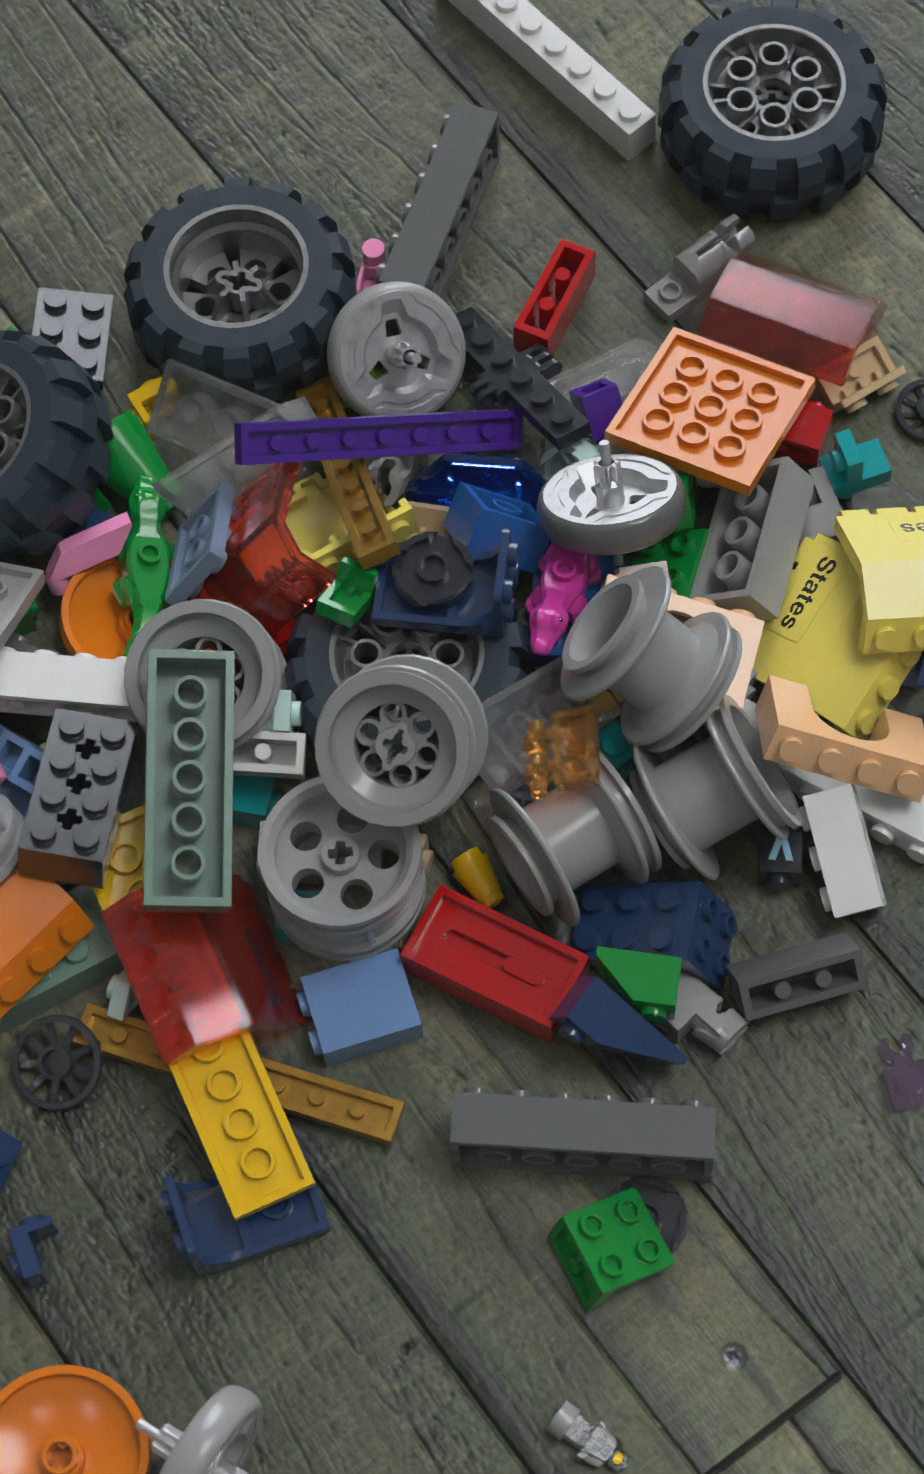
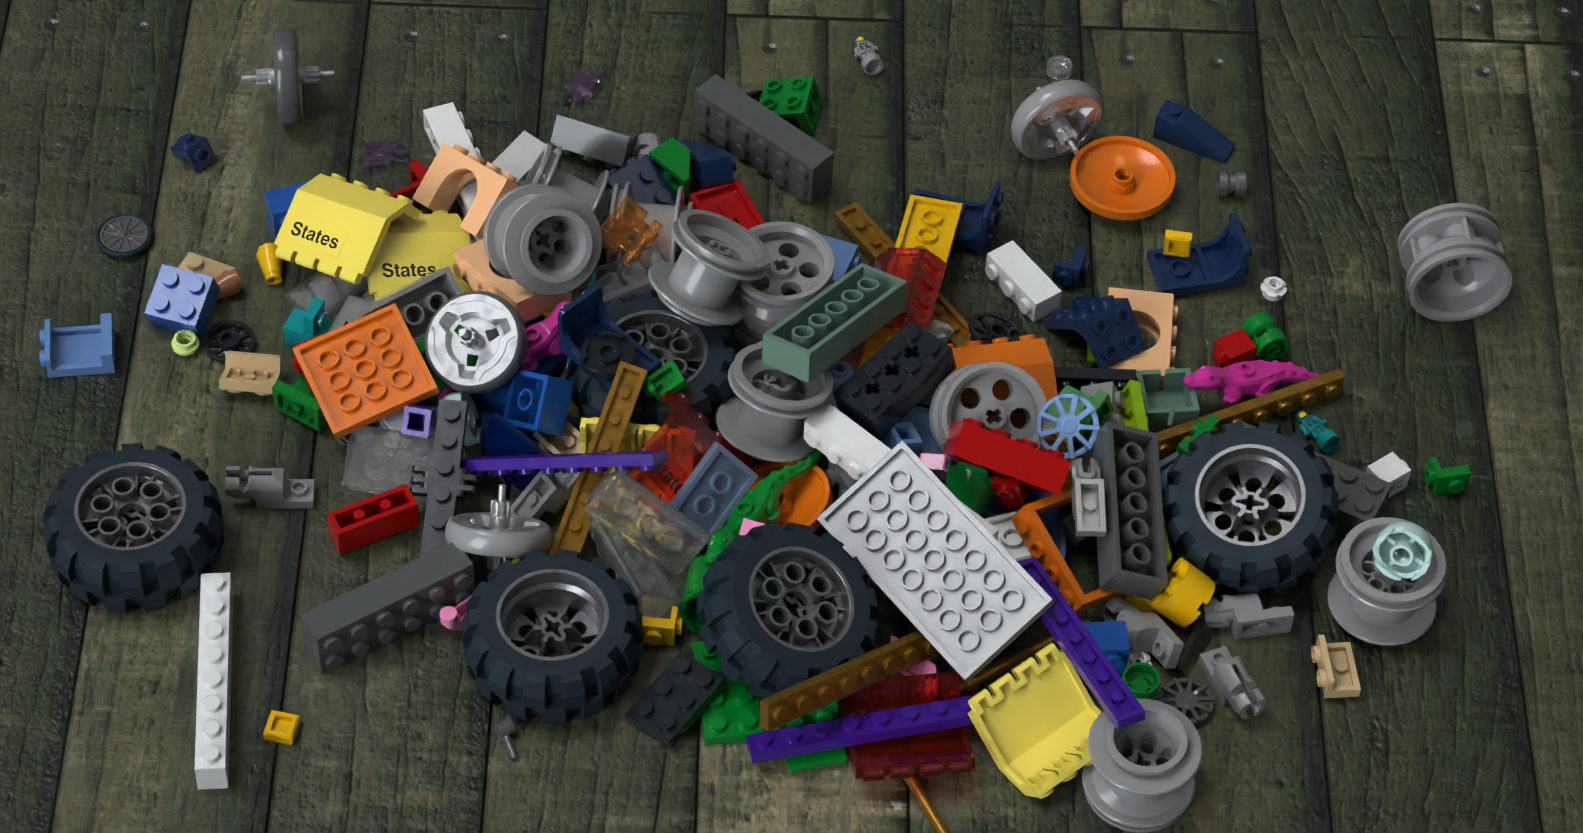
camera: 150 degrees left, 15 degrees down
(83, 1176) = (1022, 281): none -> white brick
(440, 66) = (281, 727): none -> yellow tile
(789, 317) = (249, 403): clear red hinge -> none

